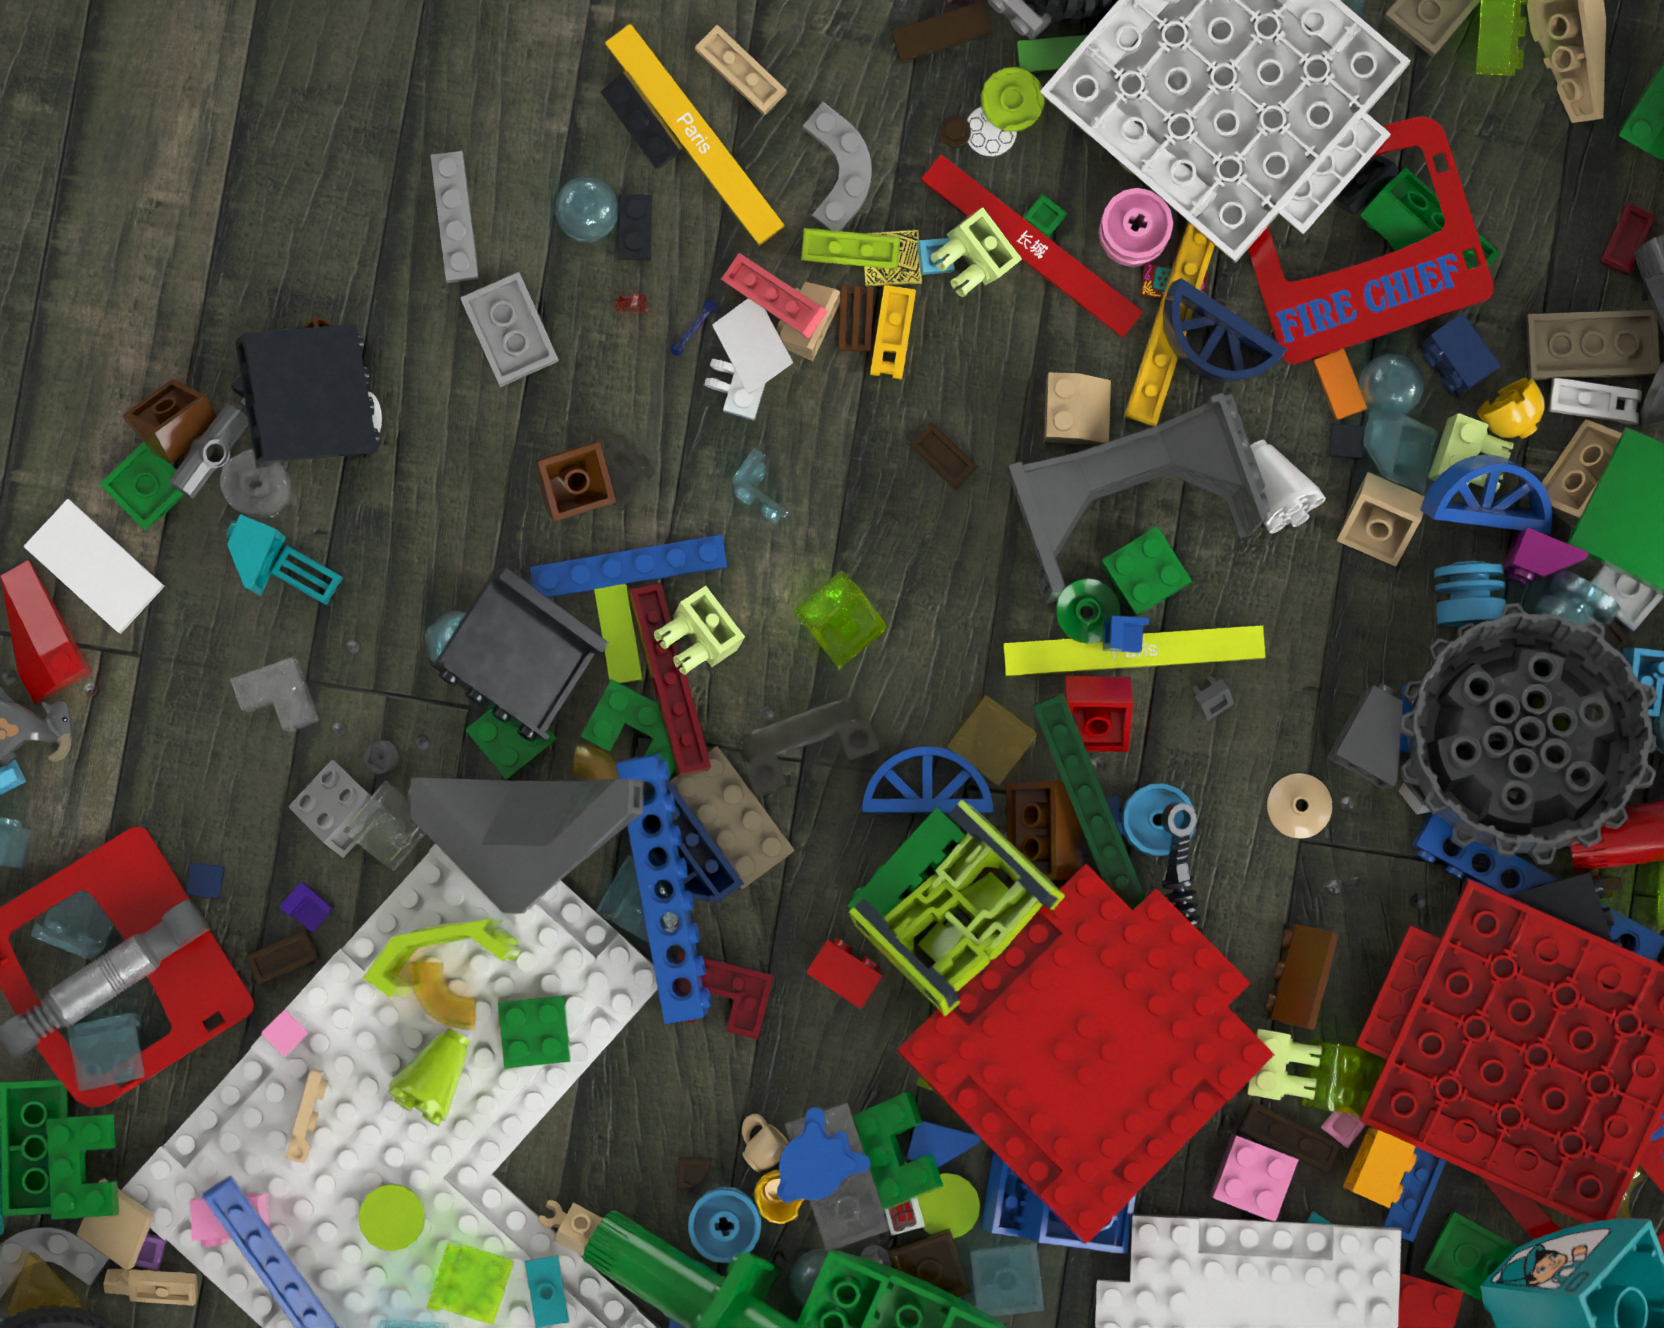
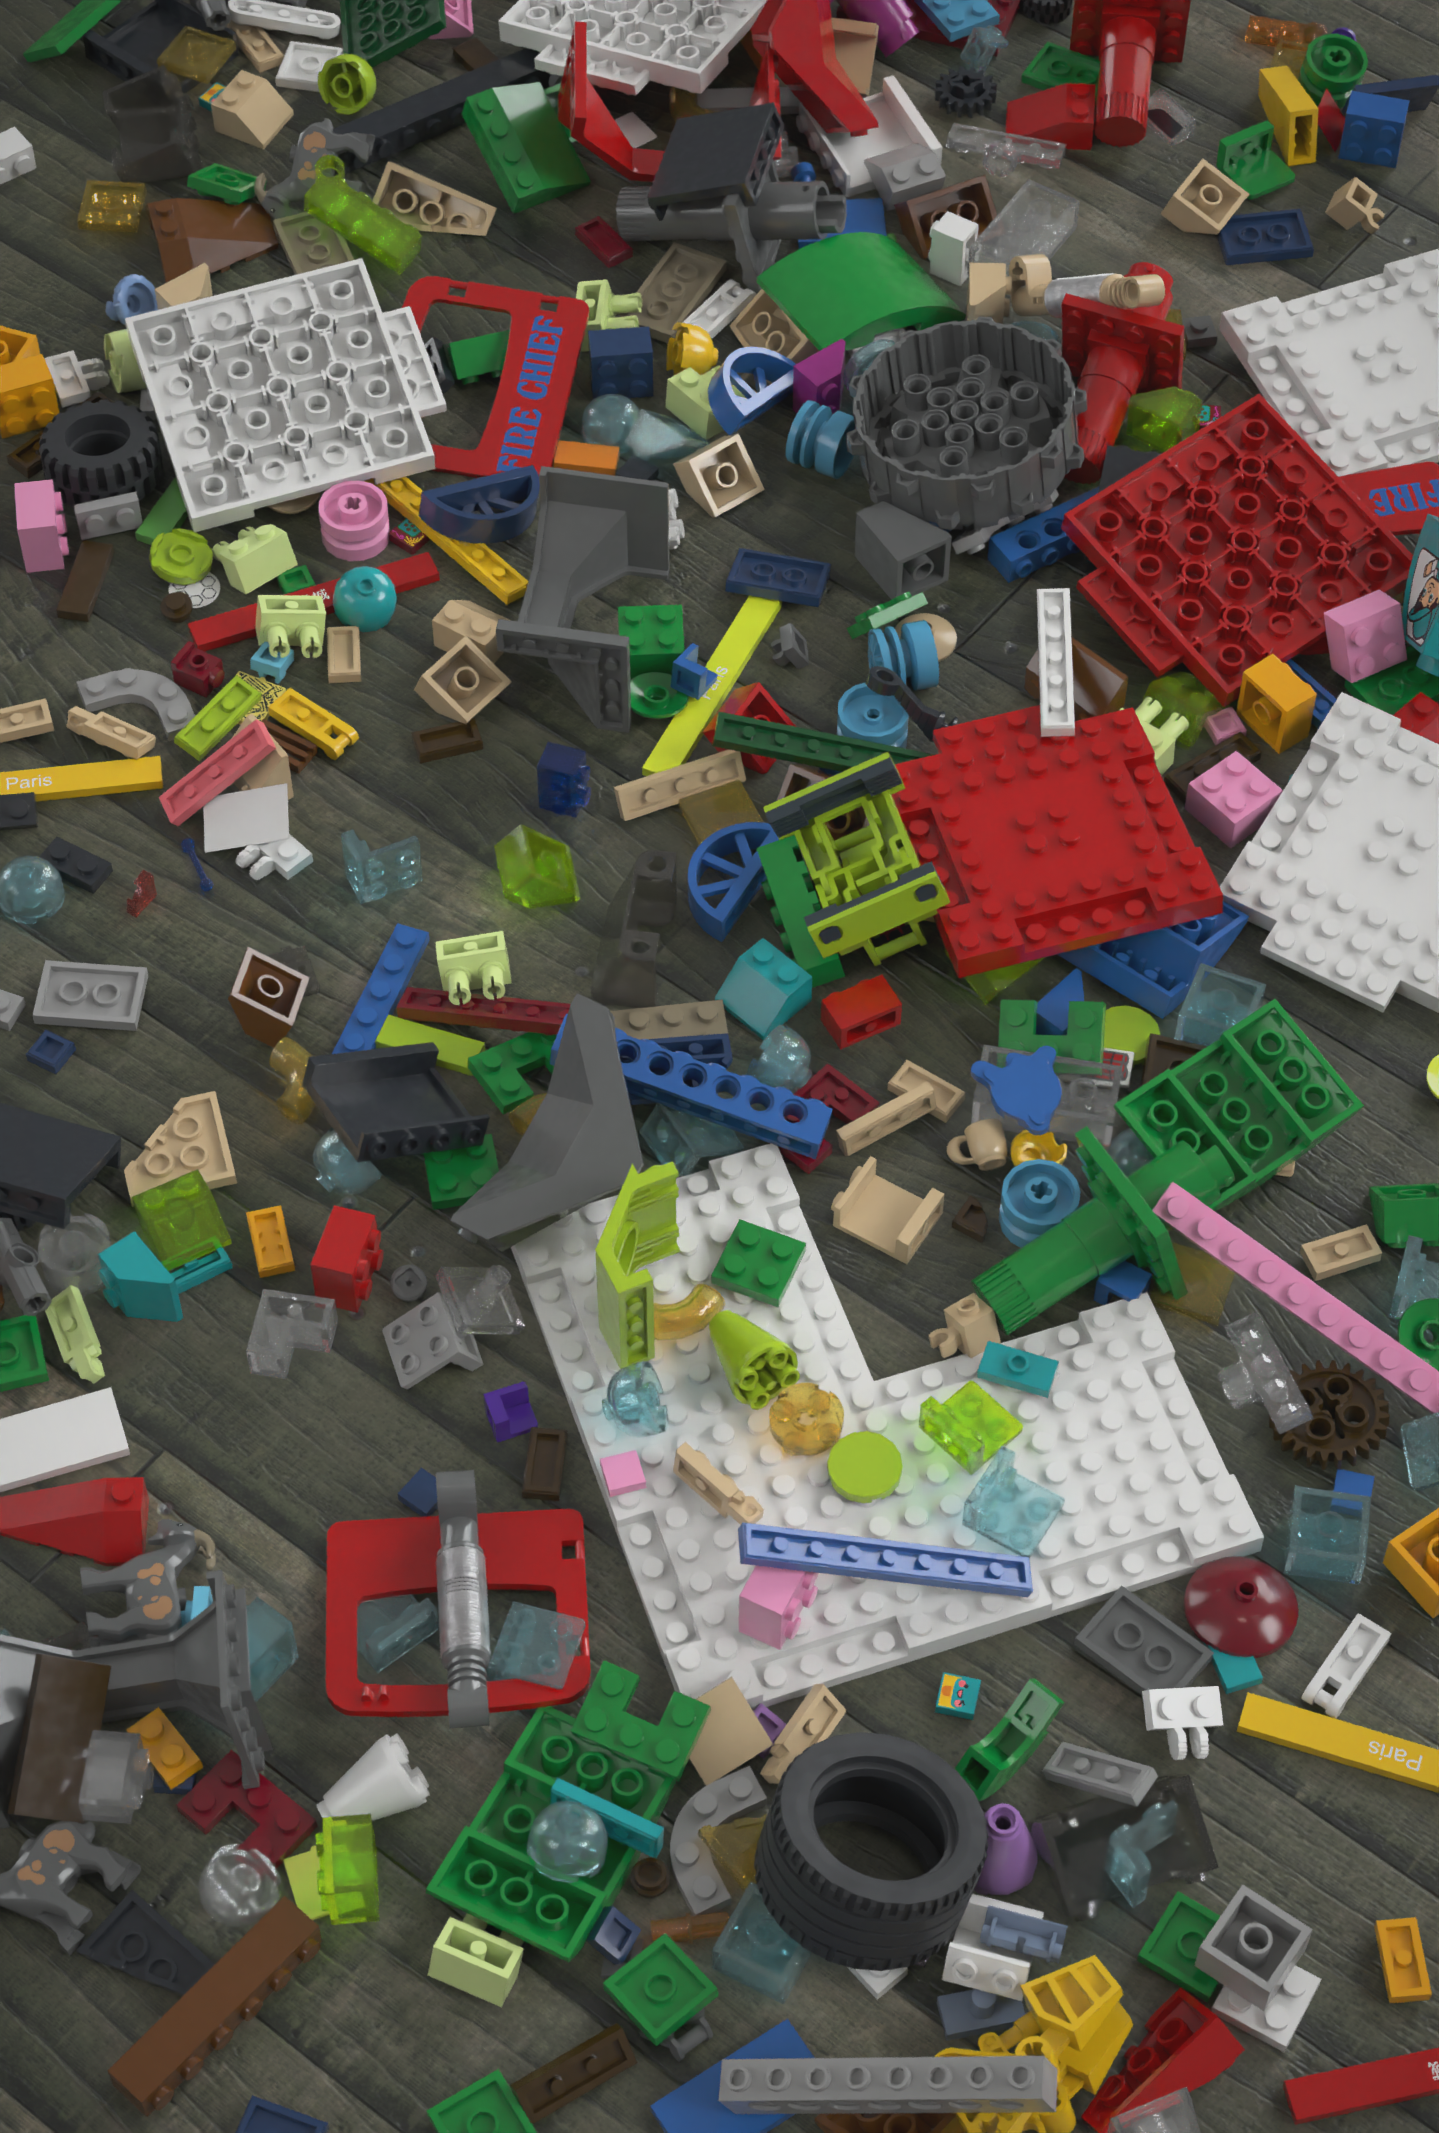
camera: 60 degrees left, 30 degrees down
(191, 527) = (75, 1334): none -> yellowish green hinge
(333, 546) = (181, 1220): none -> clear neon green slope
(343, 1013) = (635, 1401): none -> clear light blue cylinder
(359, 624) = (270, 1241): none -> light orange plate
(362, 701) = (347, 1258): none -> red brick
(402, 503) = (186, 1142): none -> tan plate
(426, 1149) = (800, 1438): none -> clear yellow plate
(442, 331) = (50, 1051): none -> dark blue tile
(524, 552) = (291, 1061): none -> clear yellow cylinder
(658, 1100) = (885, 1213): none -> tan panel
(741, 1055) = (886, 1119): none -> tan tile
(744, 942) = (783, 1060): none -> clear light blue cylinder
(784, 168) = (111, 732): none -> tan hinge
(799, 1067) = (947, 1095): none -> tan tile
(820, 880) = (765, 989): none -> teal slope
(893, 184) = (197, 670): none -> dark red brick
(937, 590) = (563, 780): none -> clear blue brick
(988, 308) = (343, 654): none -> tan tile
(993, 682) = (669, 786): none -> tan plate
(1001, 435) = (462, 682): none -> tan slope
(1041, 169) = (255, 557): none -> yellowish green brick
(1052, 292) = (365, 598): none -> teal cylinder
(1244, 809) = (909, 656): none -> dark azure wheel
(1288, 767) = (886, 613): none -> plate
(1288, 960) = (1055, 662): none -> white tile
(1289, 640) = (778, 577): none -> dark blue tile
(1496, 1215) = (1365, 636): none -> bright pink brick
(1516, 292) = (604, 307): none -> yellowish green brick

